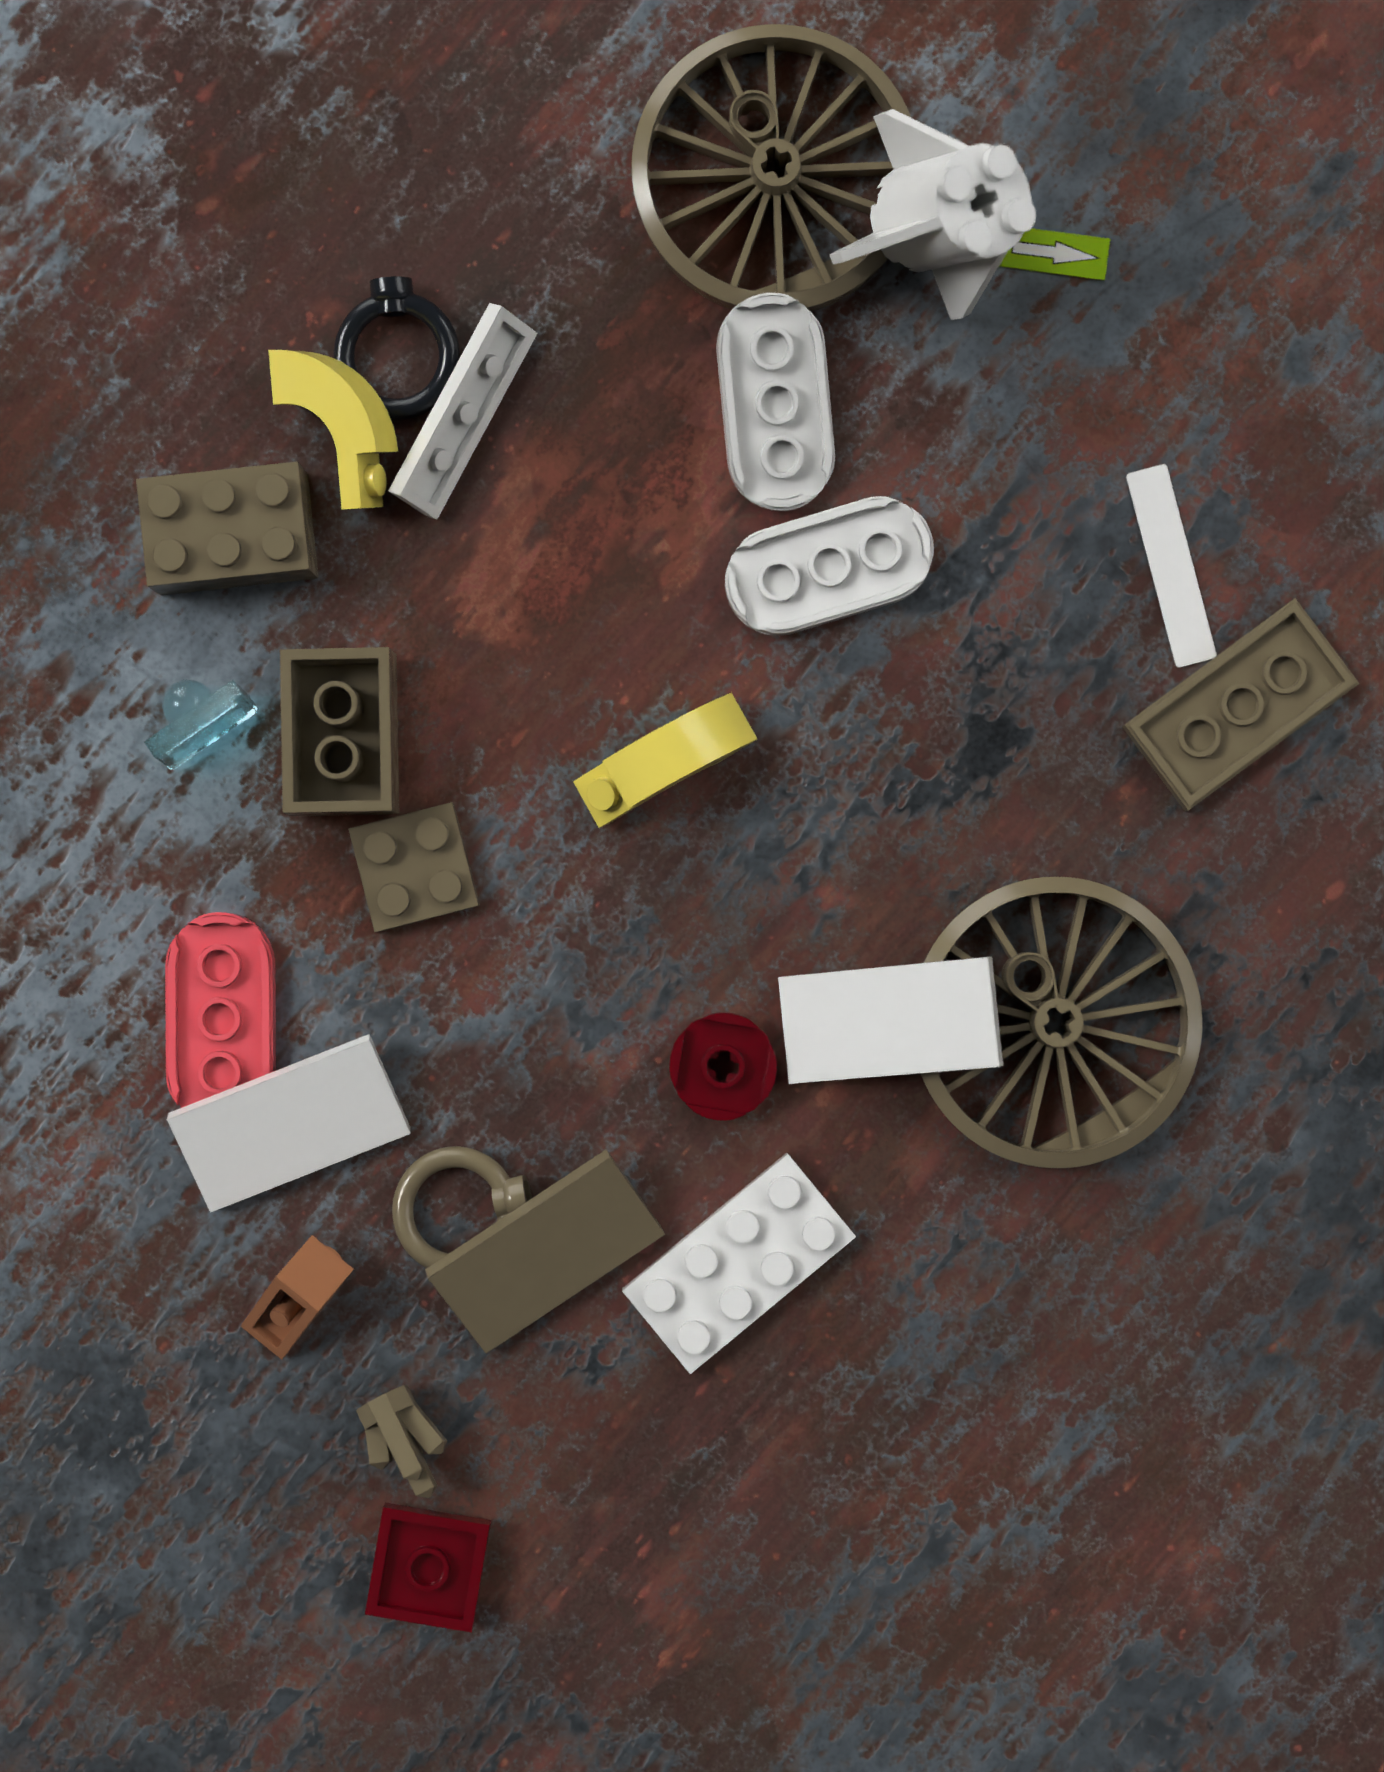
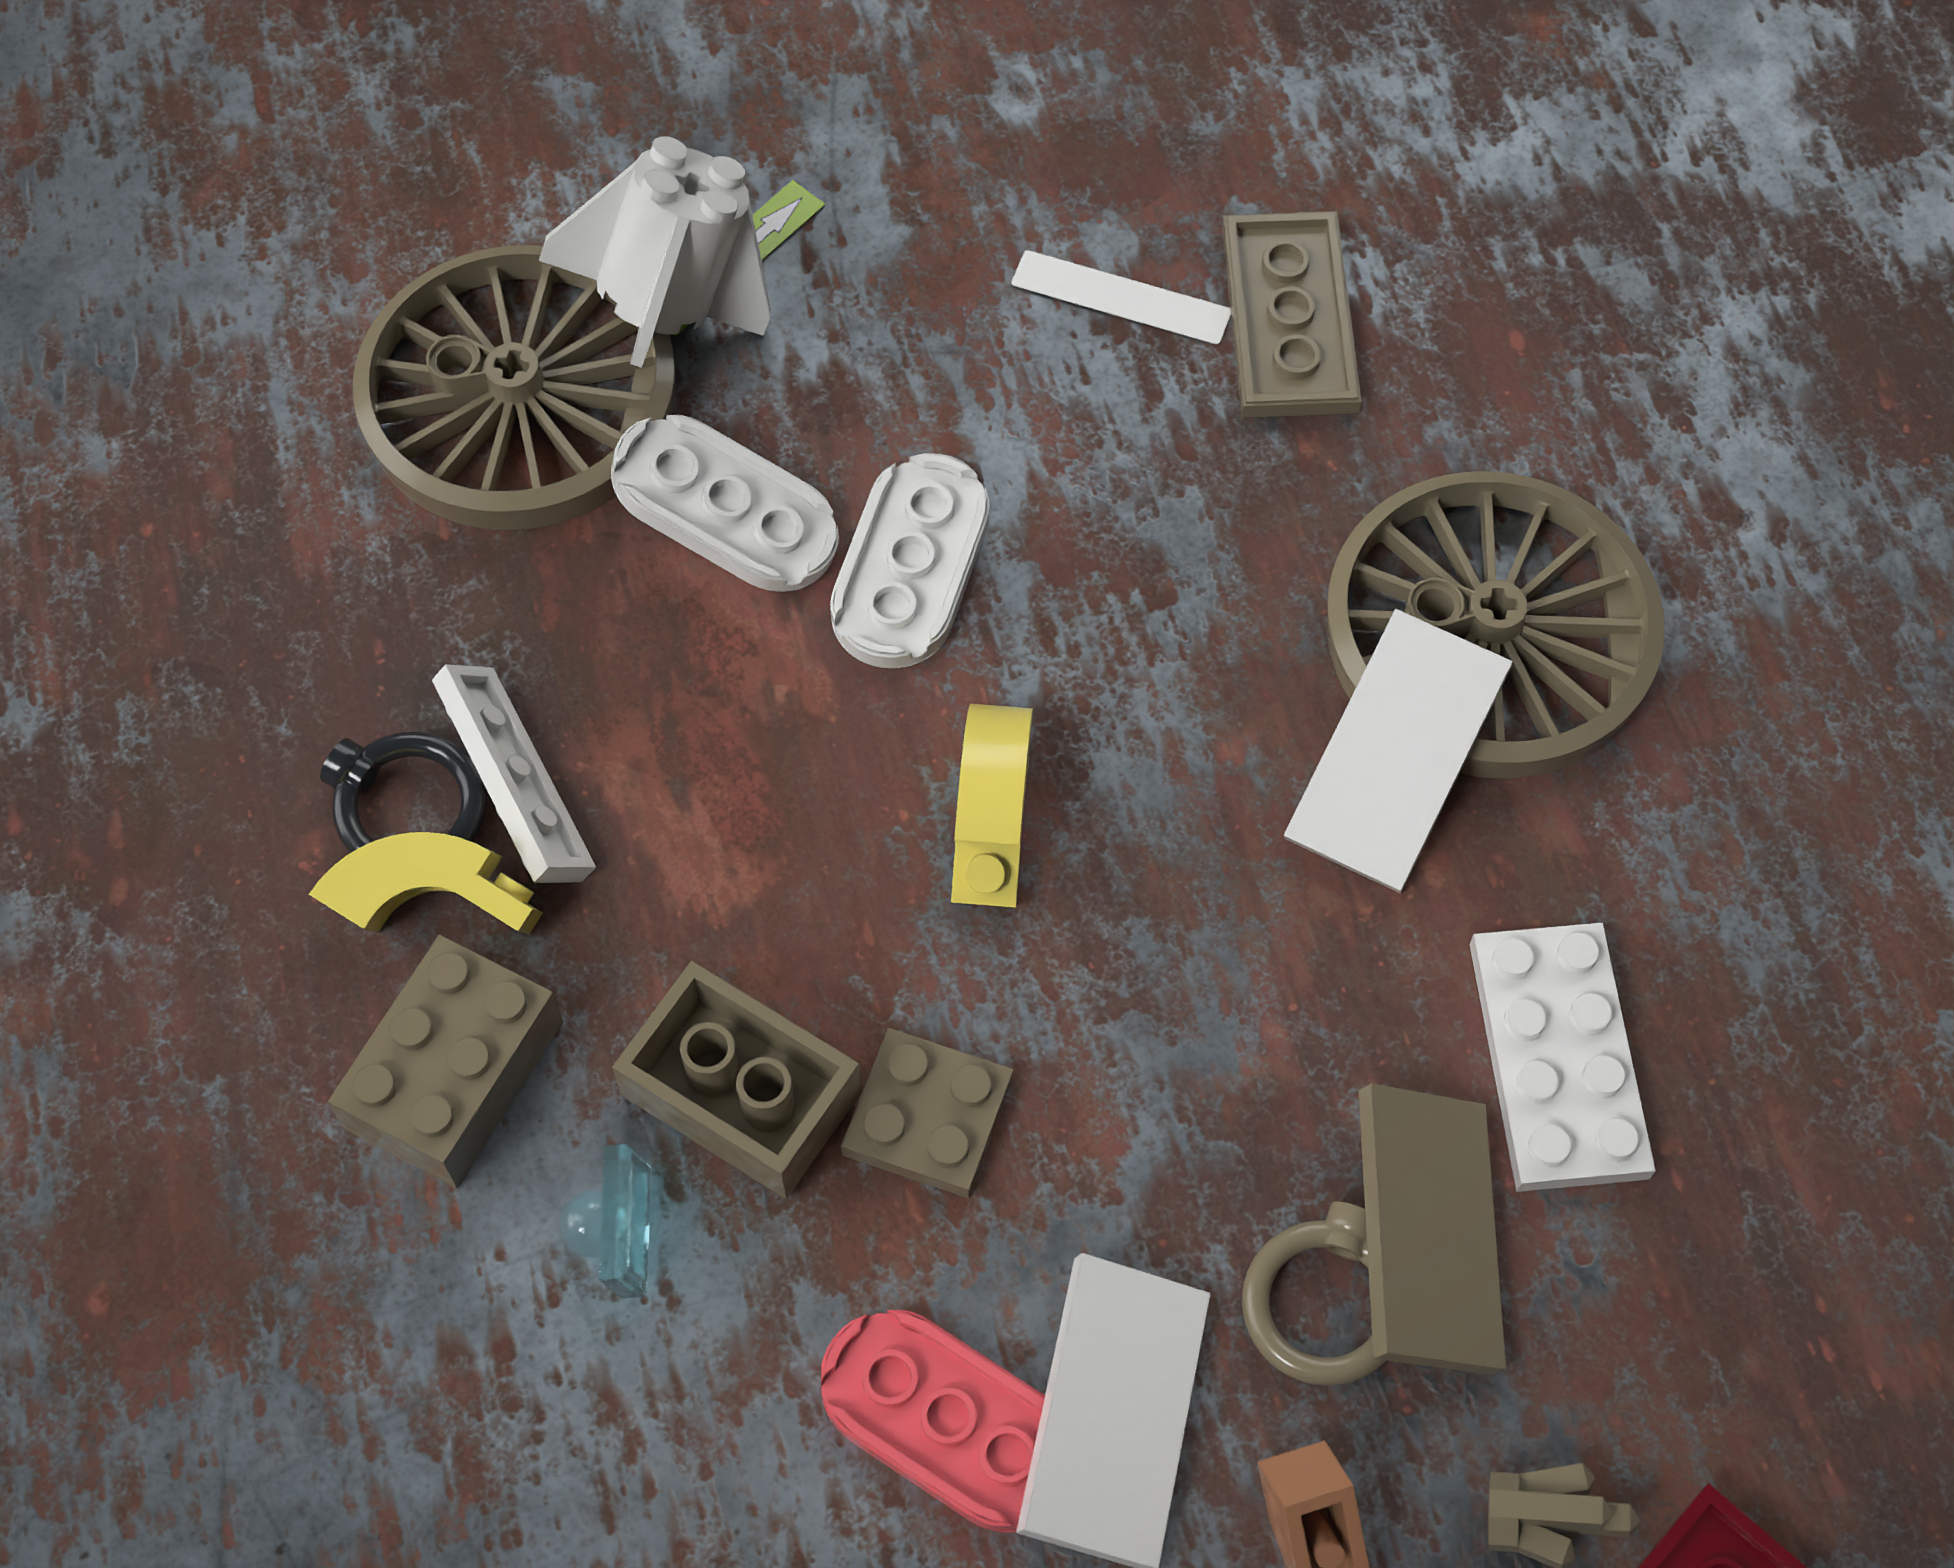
camera: 55 degrees left, 25 degrees down
(741, 1090) = (1341, 976): dark red plate -> none

